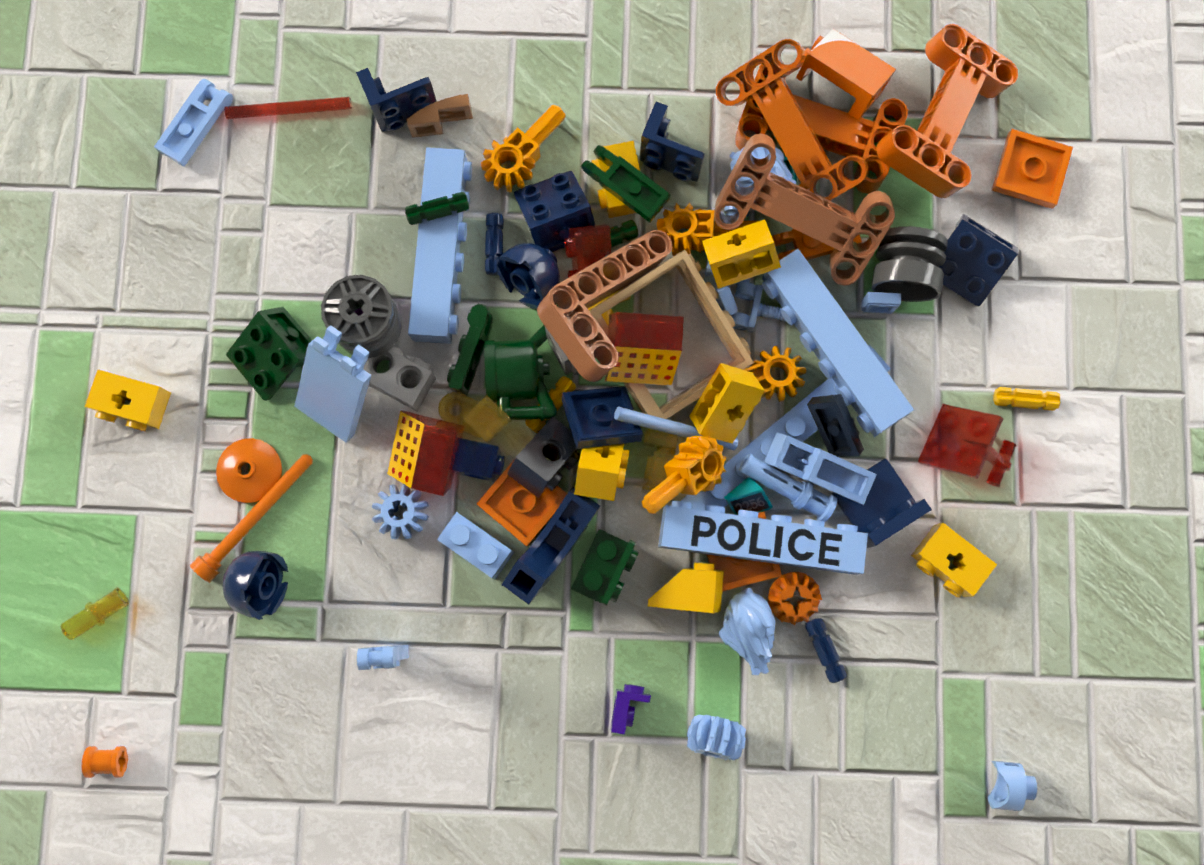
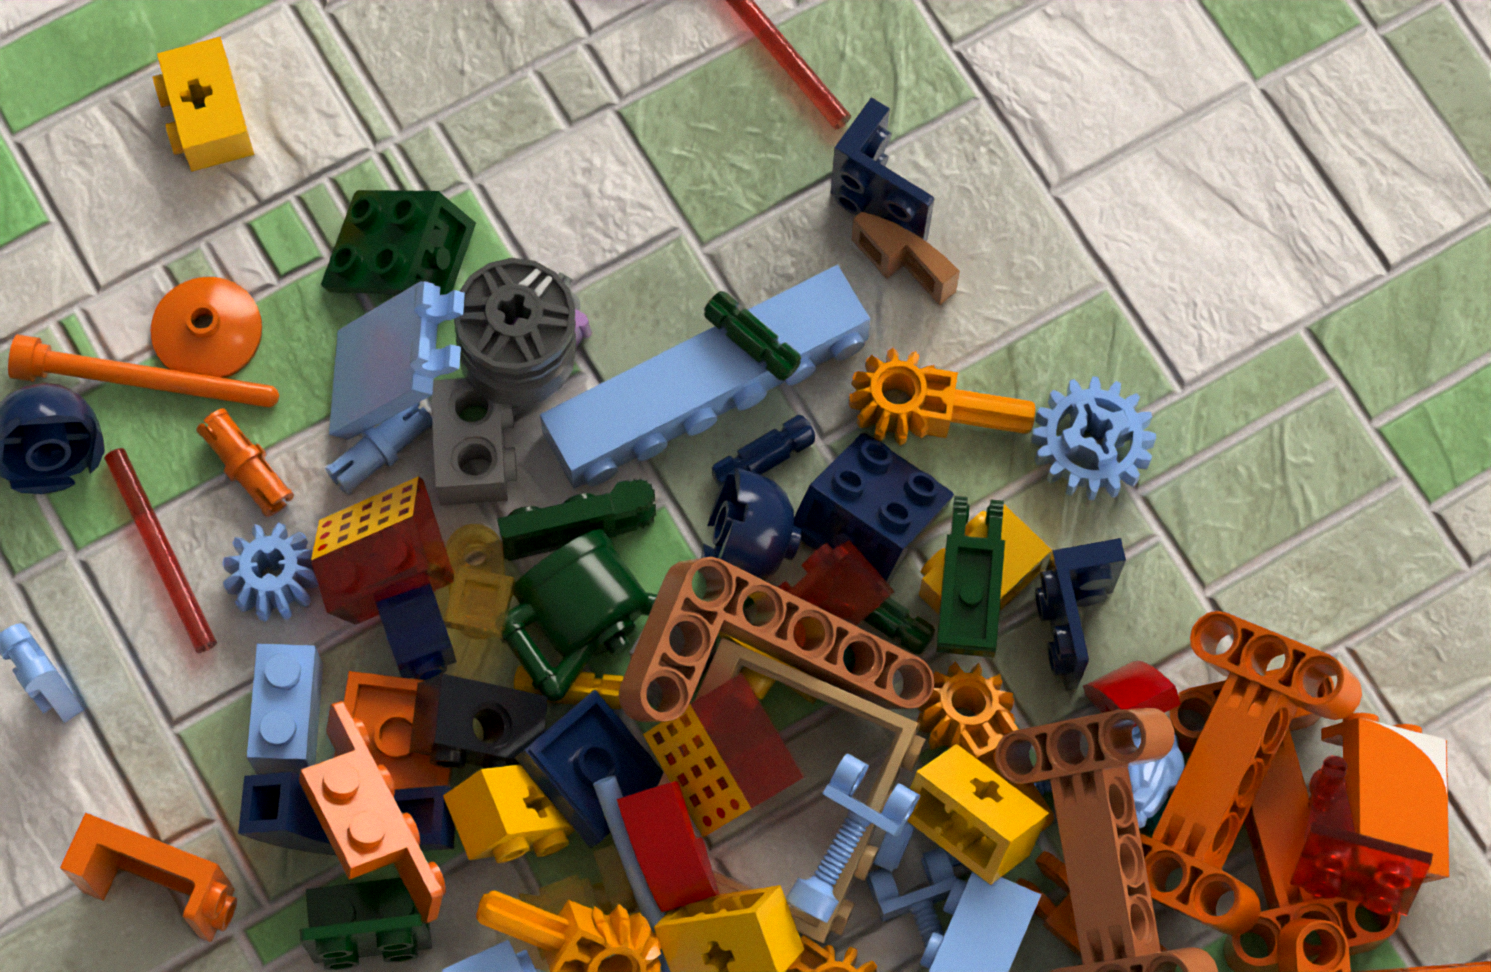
camera: 55 degrees right, 10 degrees down
(333, 491) = (245, 462): none -> orange pin
(350, 560) = (160, 550): none -> clear red bar
(369, 425) = (378, 447): none -> light blue pin
(490, 674) = (105, 847): none -> orange panel
(561, 538) = (362, 817): none -> bracket
(583, 76) = (1105, 417): none -> light blue gear
(666, 403) = (666, 846): none -> red slope
(724, 148) = (1133, 687): none -> red slope
(732, 349) = (816, 893): none -> light blue bar
(870, 105) = (1350, 864): none -> clear red plate

